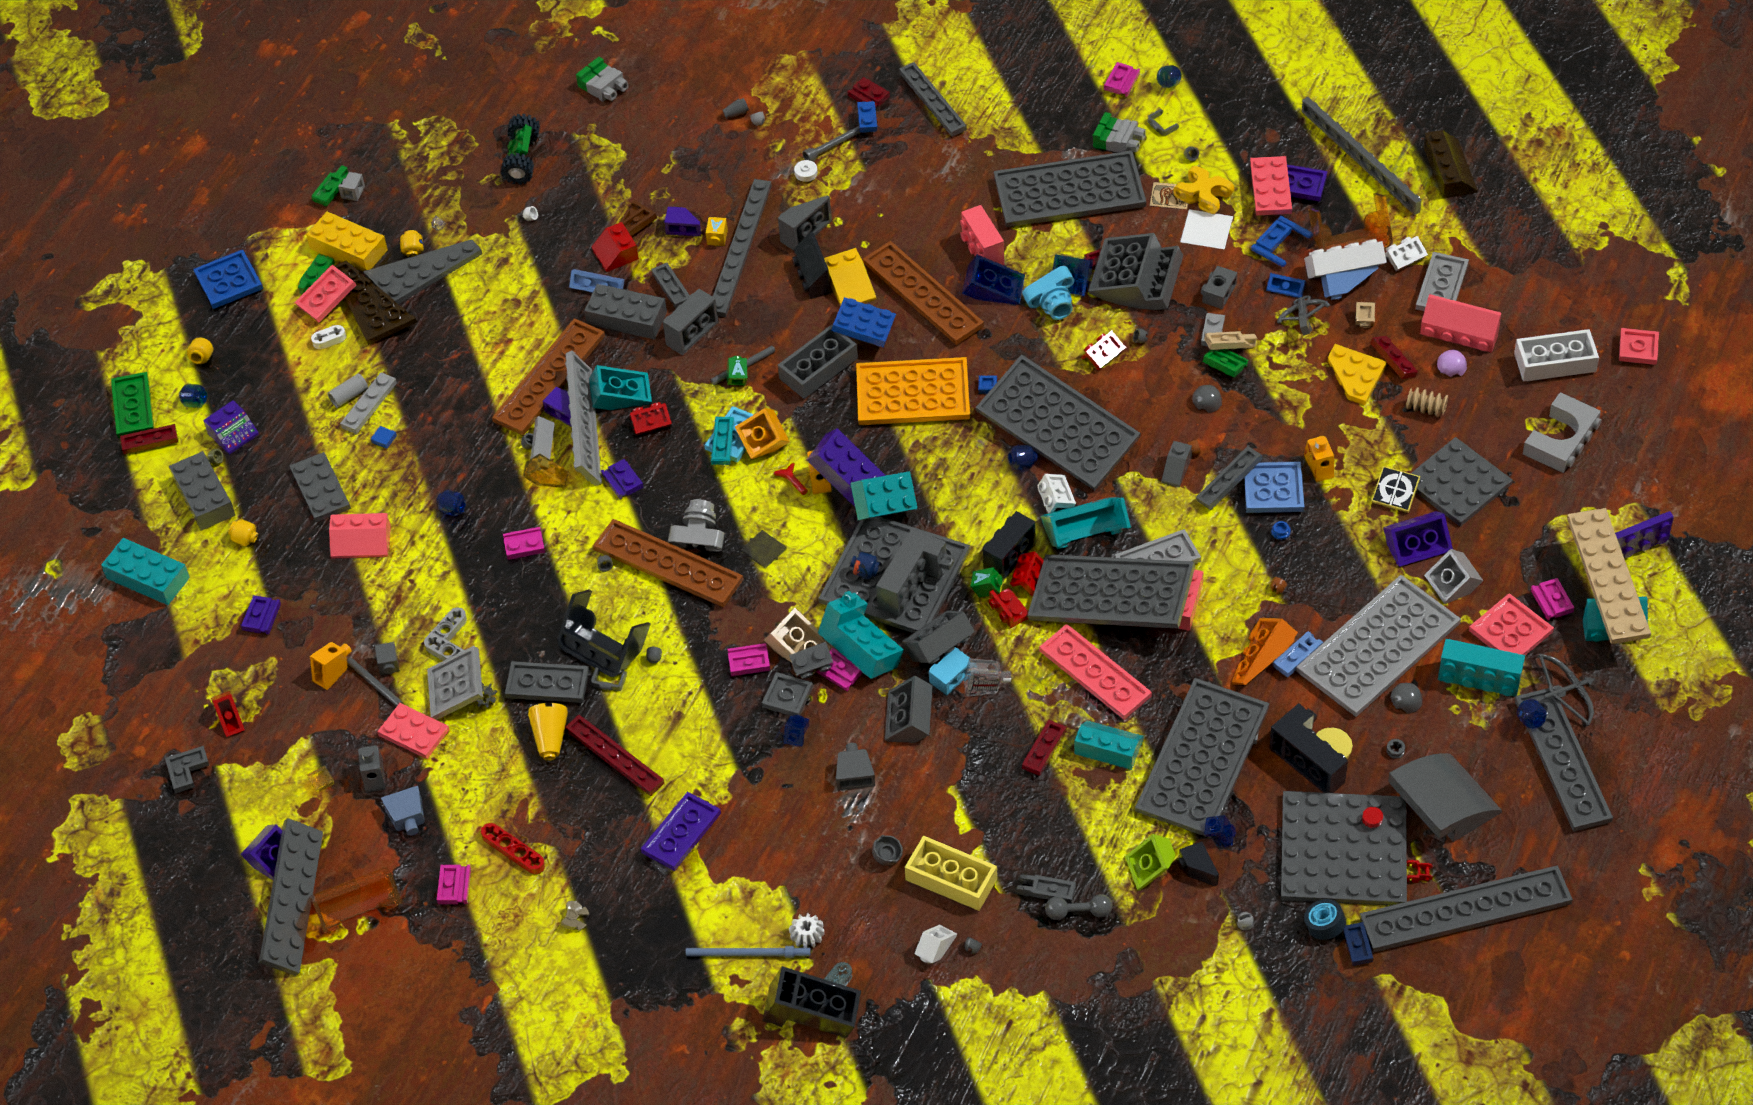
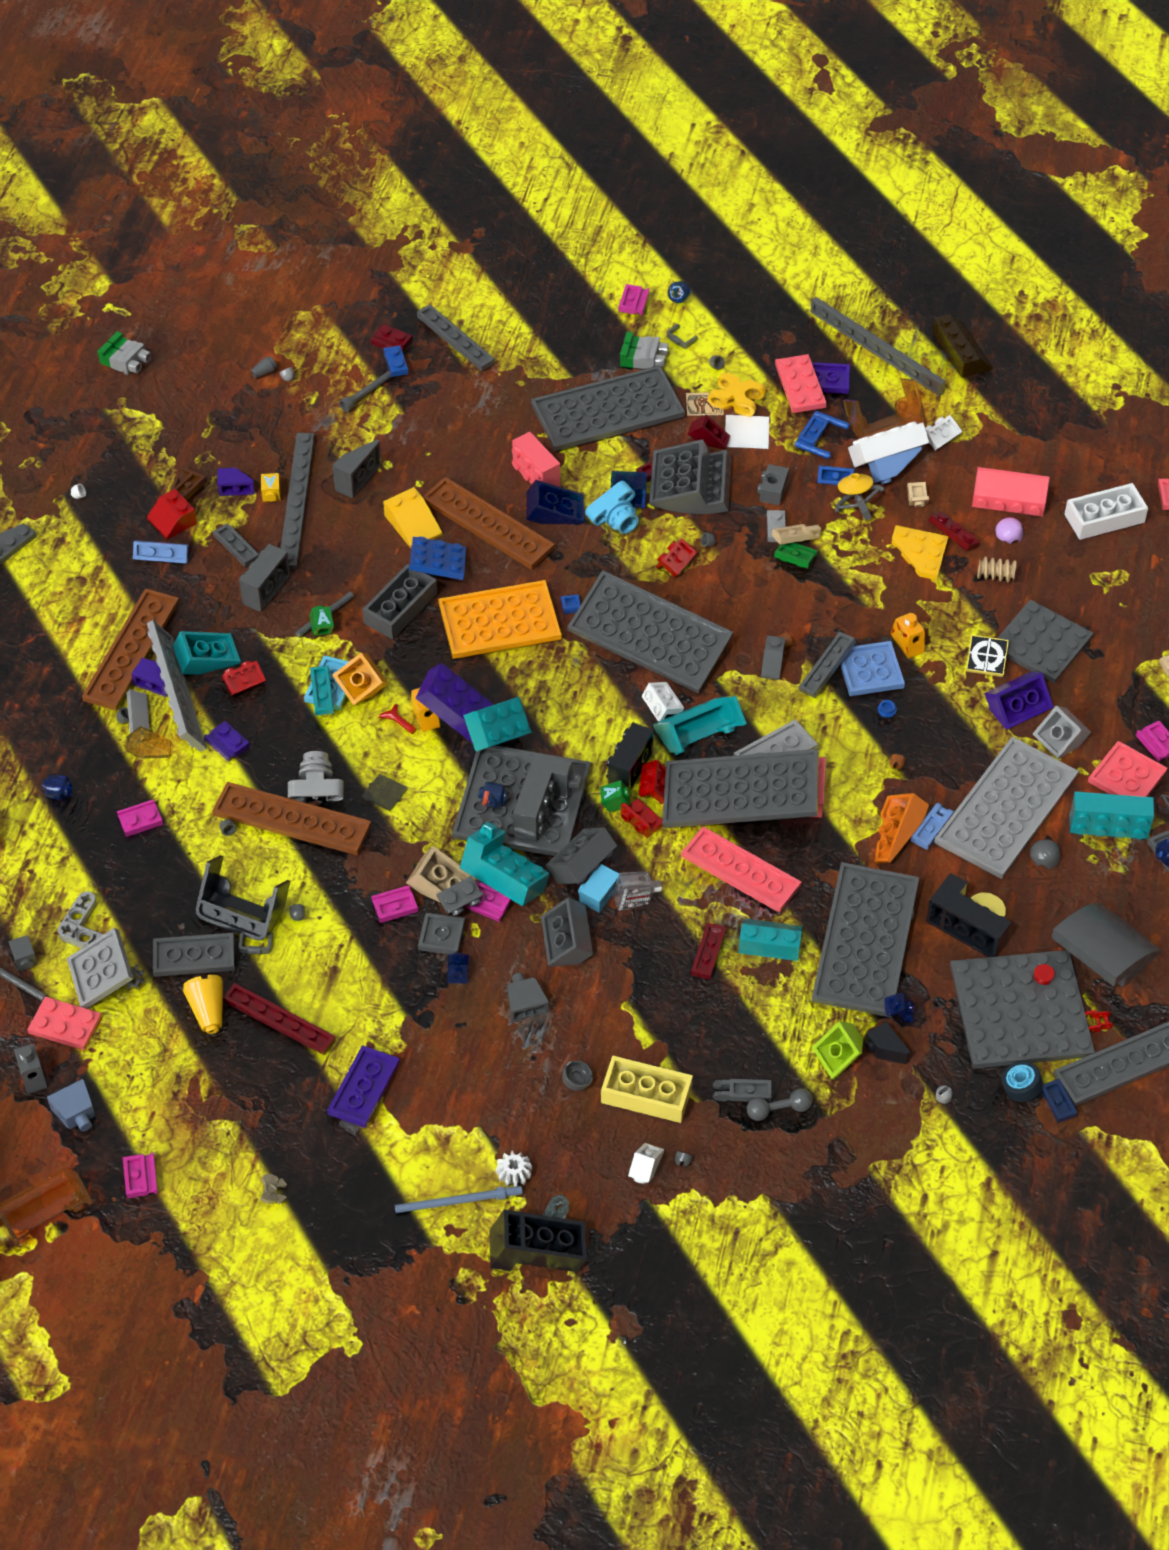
camera: 15 degrees left, 0 degrees up
(514, 846) = (195, 1126): red beam -> none
(515, 165) = (54, 414): black plate -> none
(625, 311) = (196, 575): dark grey brick -> none
(806, 170) = (346, 419): white wheel -> none
(811, 267) = (374, 510): black slope -> none
(1022, 457) = (621, 670): clear blue head -> none
(1165, 226) = (709, 431): none -> dark red slope
(1207, 398) = (786, 591): dark grey hair -> none
(1302, 296) = (855, 484): none -> yellow dish
(1401, 746) = (1047, 898): dark grey bush -> none
(1442, 278) = (982, 451): light grey plate -> none
(1562, 453) = (1130, 602): light grey arch -> none

